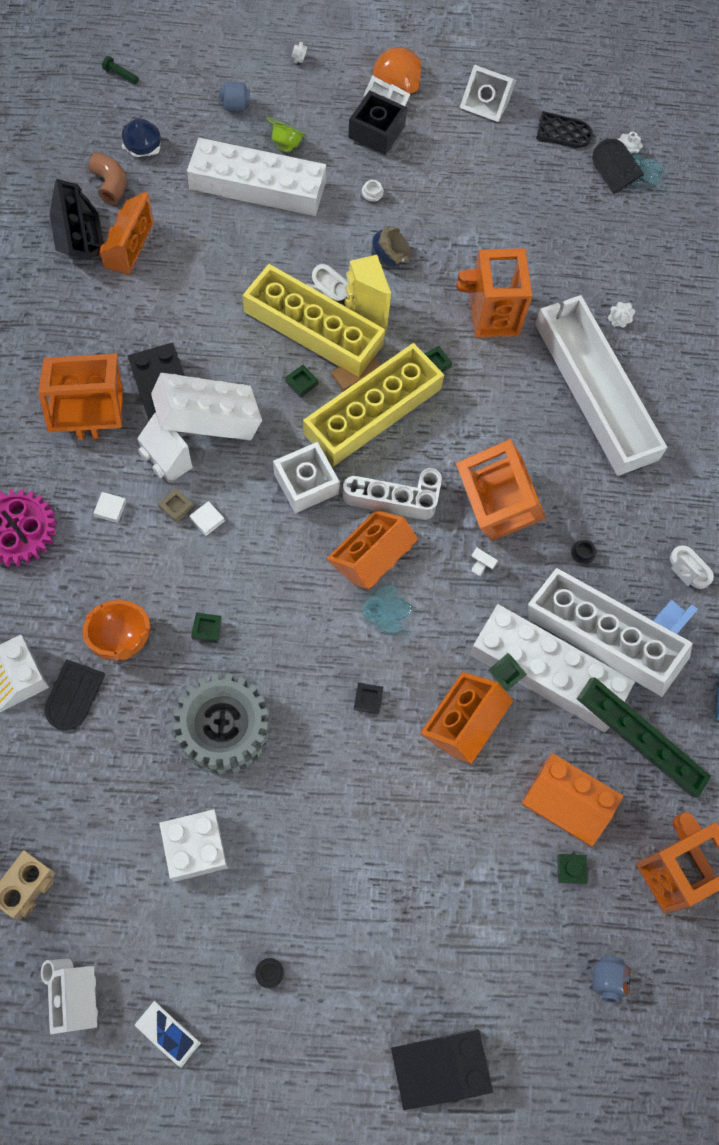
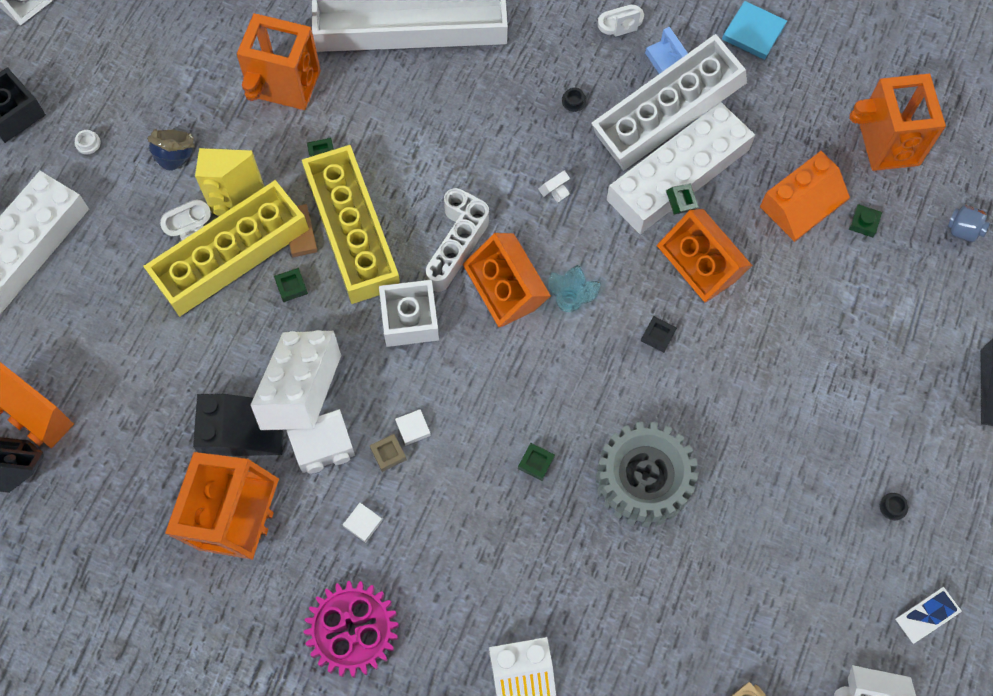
camera: 65 degrees left, 0 degrees up
(72, 695) = (563, 619): black window -> none
(116, 629) = (513, 548): orange cylinder -> none
(193, 845) = (760, 537): white brick -> none
(501, 491) = (496, 138): orange piece -> none
(643, 737) = (773, 114): dark green plate -> none

